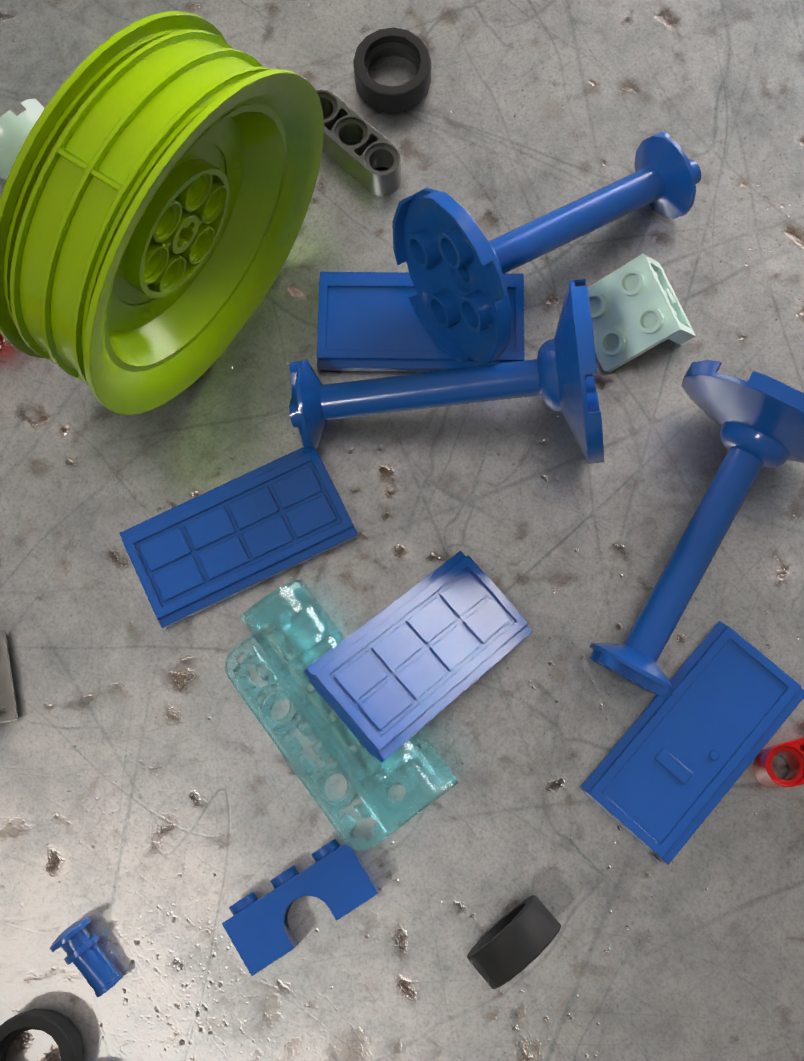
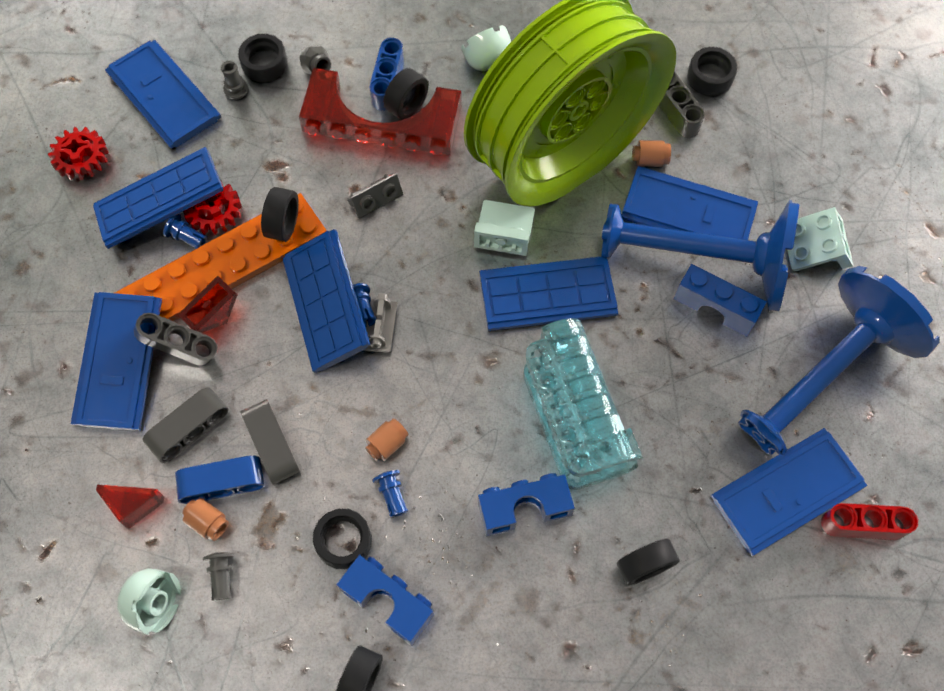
camera: 15 degrees right, 10 degrees down
(52, 873) = (386, 440): none -> nougat brick
(137, 449) = (504, 227): none -> light aqua bracket
(335, 244) = (651, 153): none -> nougat brick
(418, 655) = (639, 382): piece -> none
(461, 272) = (726, 182): blue piece -> none
(480, 455) = (735, 304): none -> blue arch

